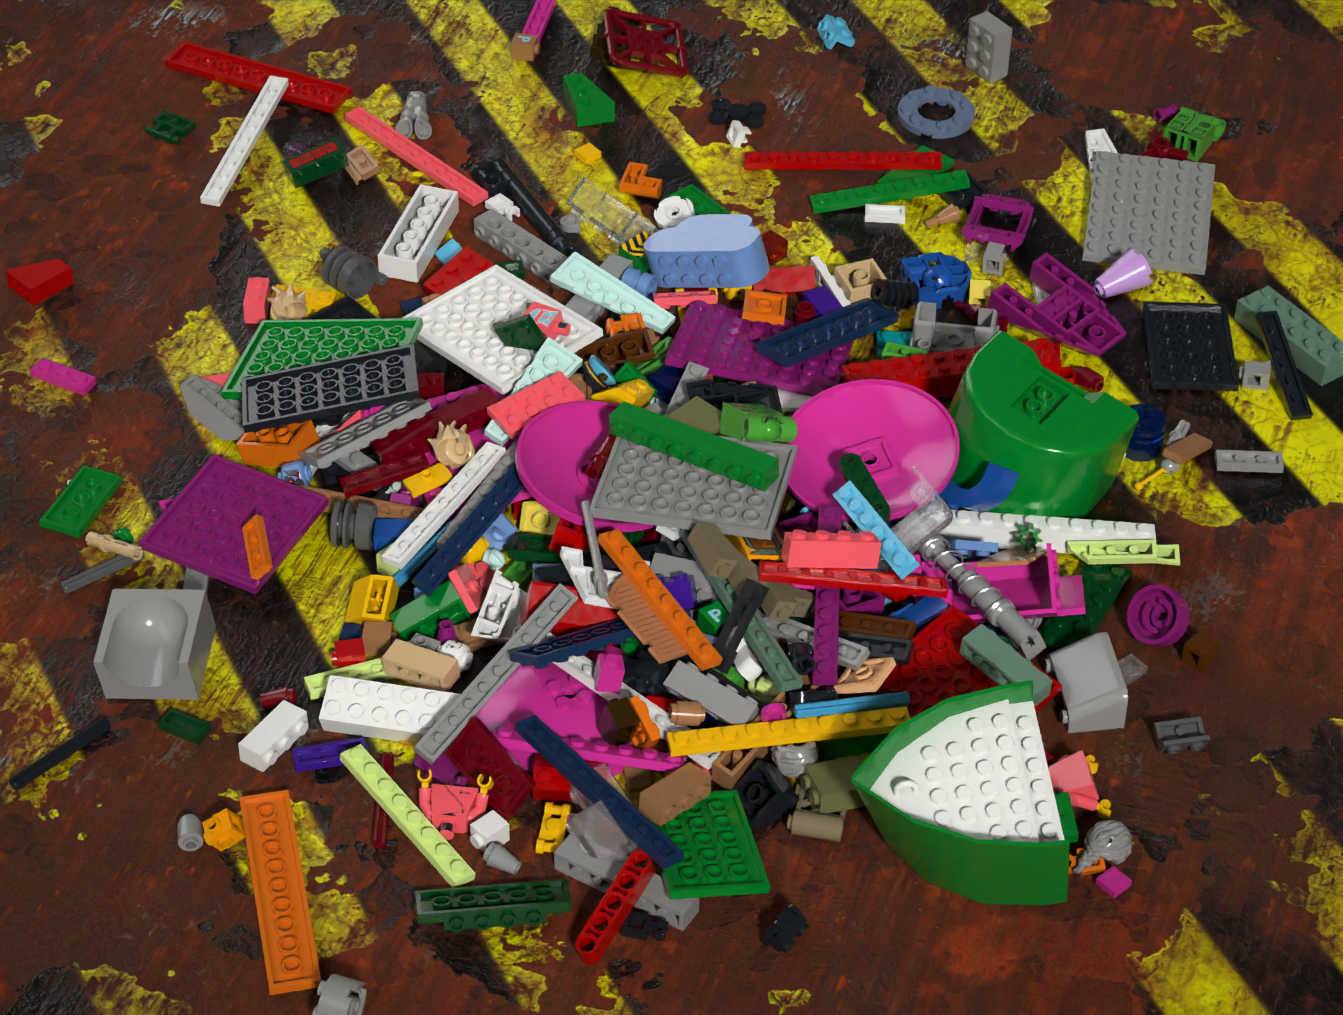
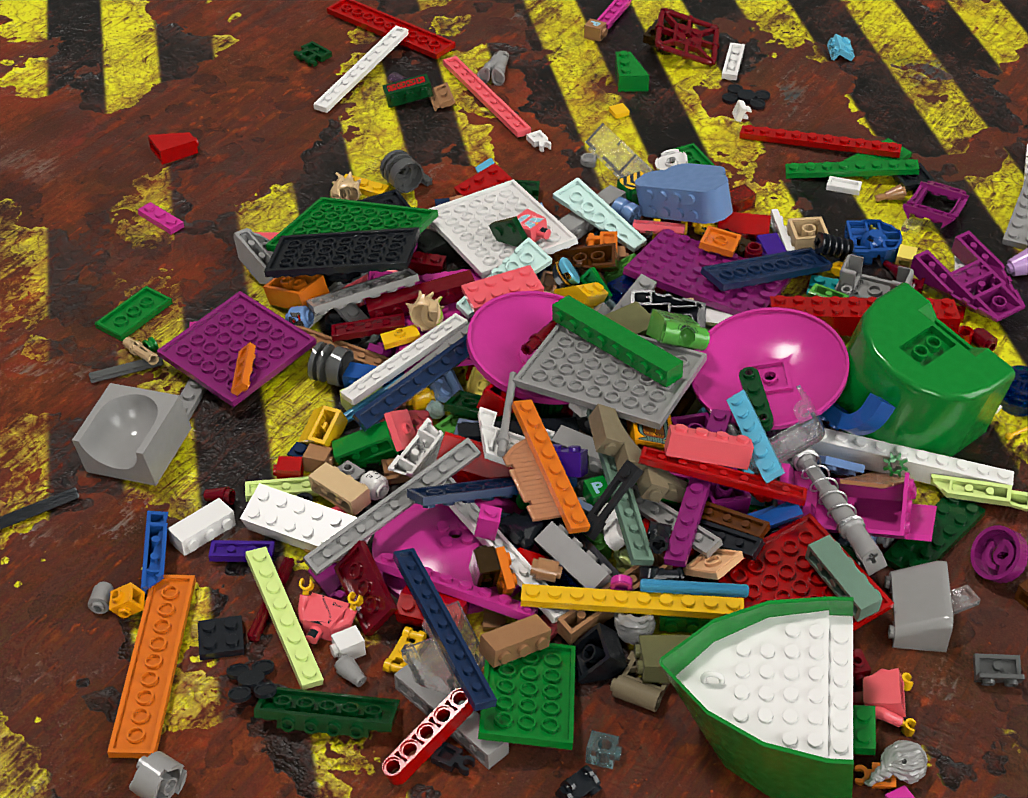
camera: 15 degrees right, 0 degrees up
(184, 726) = (135, 505): dark green tile -> none
(229, 768) = (154, 549): none -> blue wedge
(255, 300) = (323, 181): coral brick -> none
(342, 851) = (220, 637): none -> black plate
(397, 888) = (251, 681): none -> black piece
(418, 233) = (465, 150): white brick -> none
(446, 632) = (373, 464): magenta cone -> none
(501, 178) = (547, 121): black piece -> none
(518, 244) = (539, 167): light grey brick -> none
(635, 182) = (650, 136): orange brick -> none
(709, 68) = (733, 61): none -> white plate
(799, 888) = (603, 749): none -> clear light blue brick
(949, 128) = (925, 125): sand blue plate -> none
(988, 47) = (960, 70): light grey brick -> none
(994, 258) = (925, 231): light grey brick -> none

